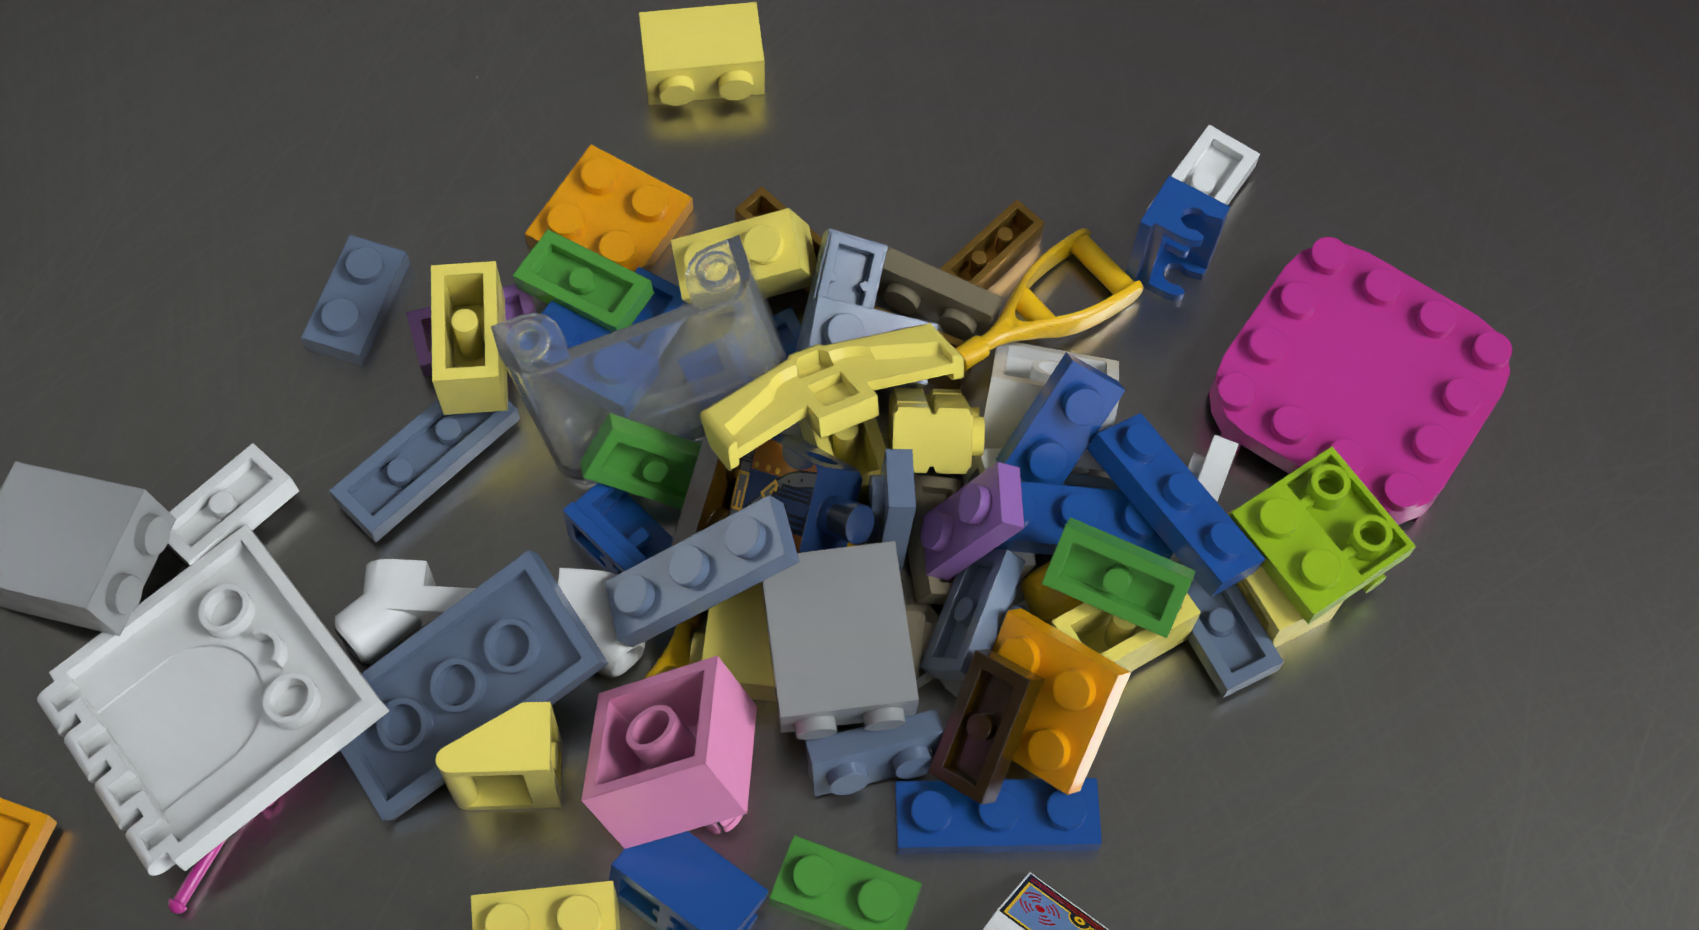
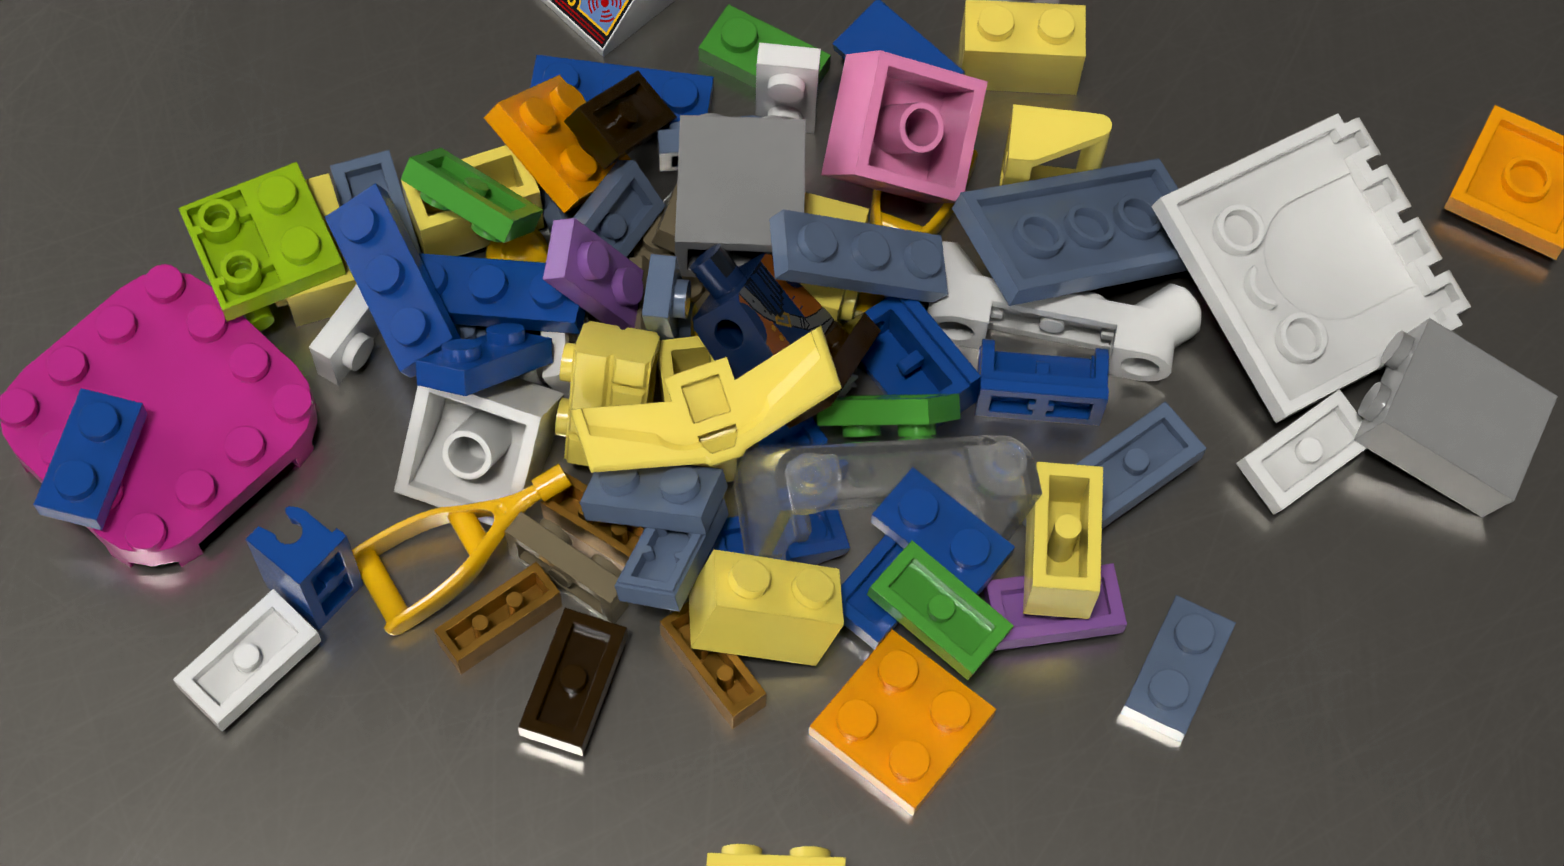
camera: 170 degrees left, 0 degrees up
(484, 537) = (1042, 386): none -> blue hinge
(810, 805) = (788, 82): none -> white plate
(911, 201) = (573, 681): none -> dark brown plate
(1402, 299) = (90, 459): none -> blue plate

